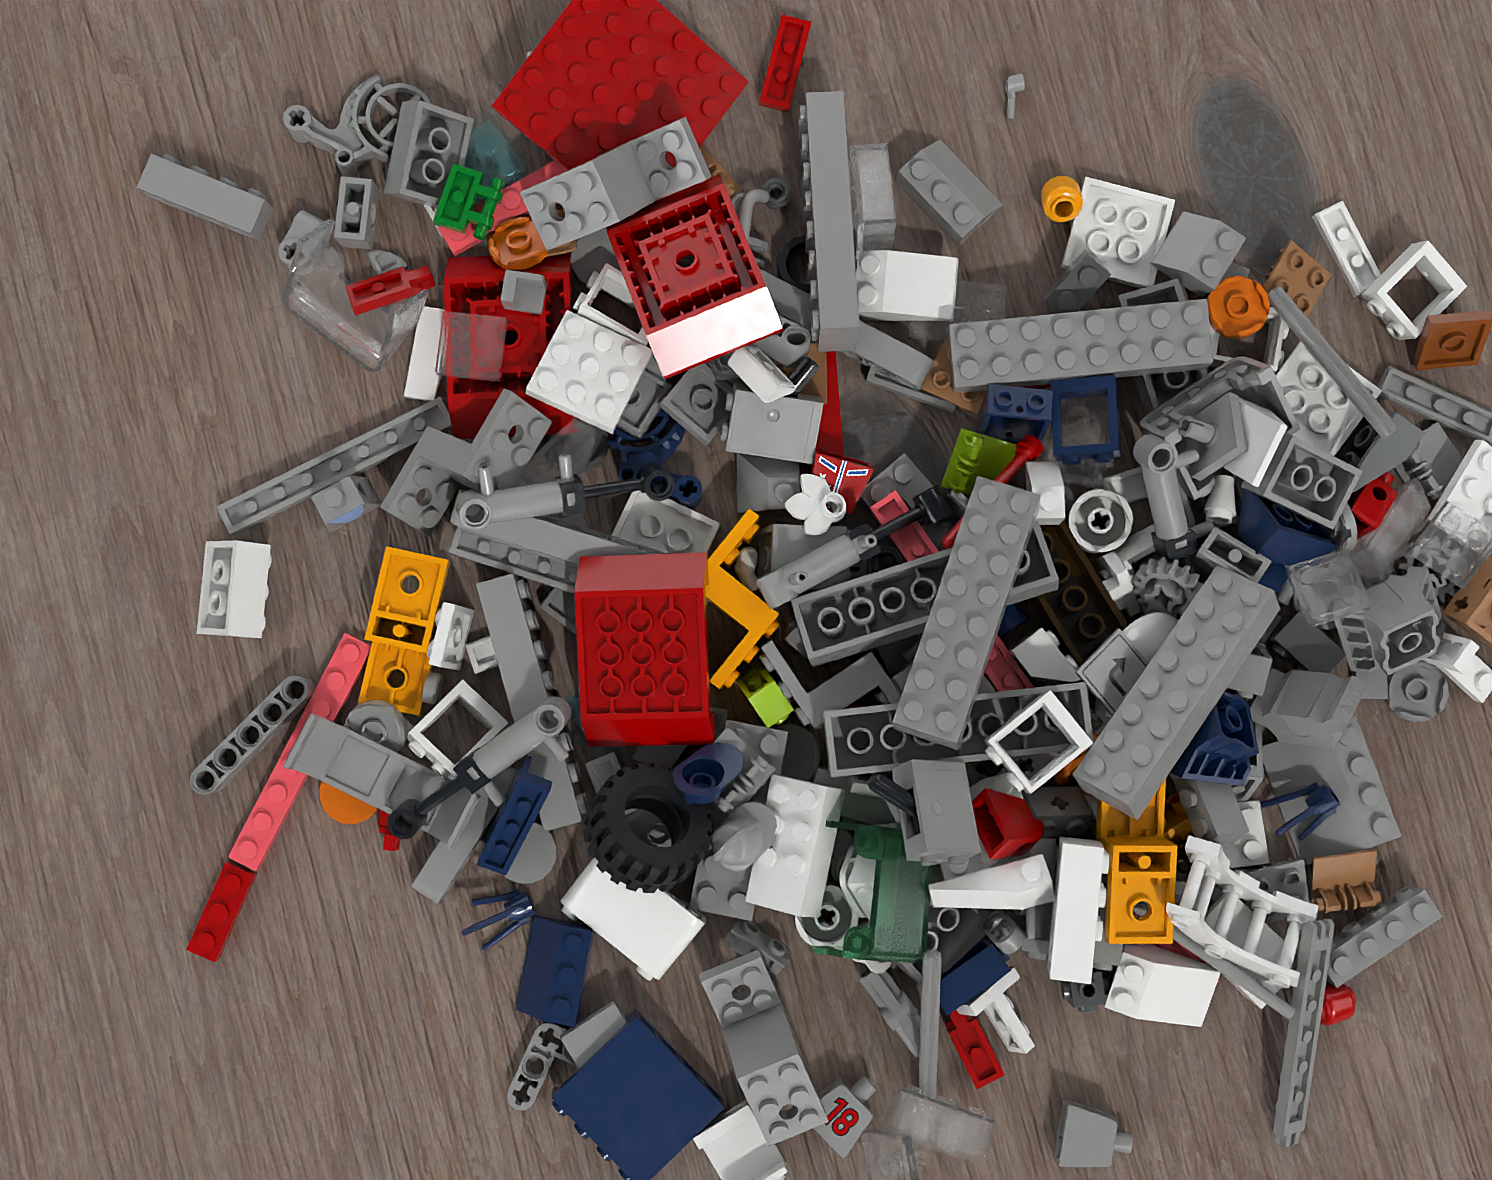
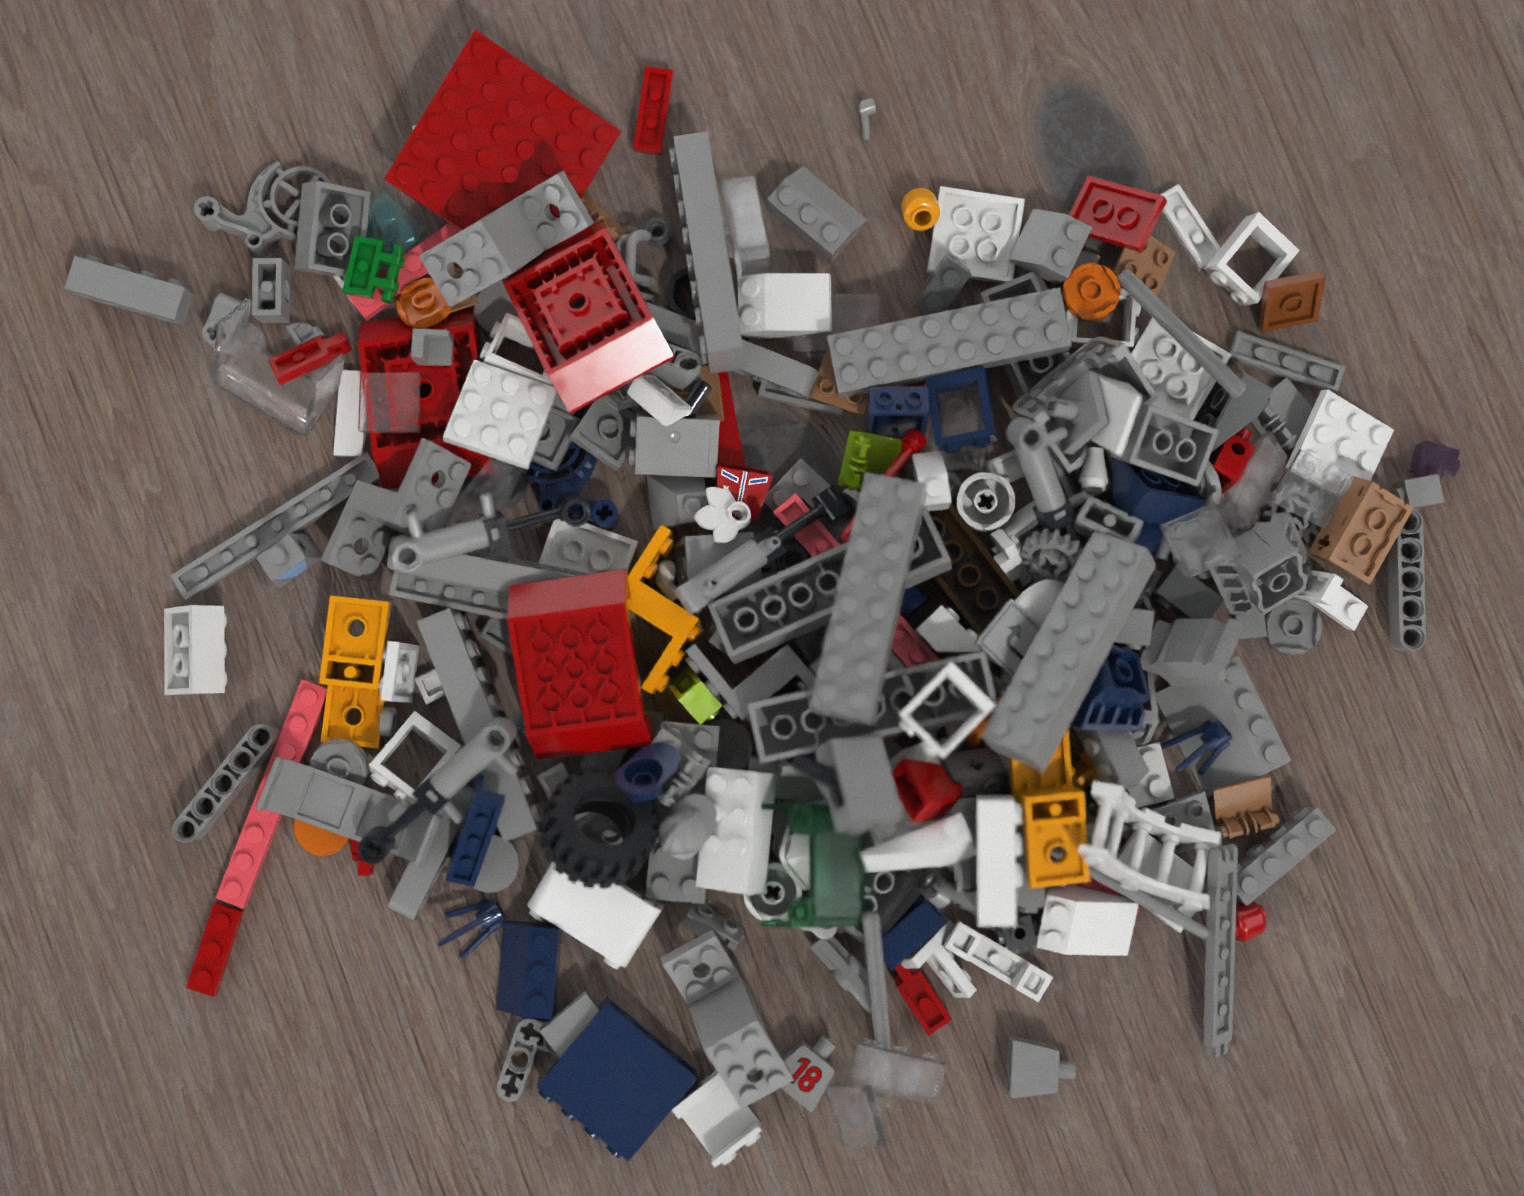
camera: 10 degrees left, 0 degrees up
(1061, 1017) = (998, 961): none -> white slope
(1275, 225) = (1118, 212): none -> red plate

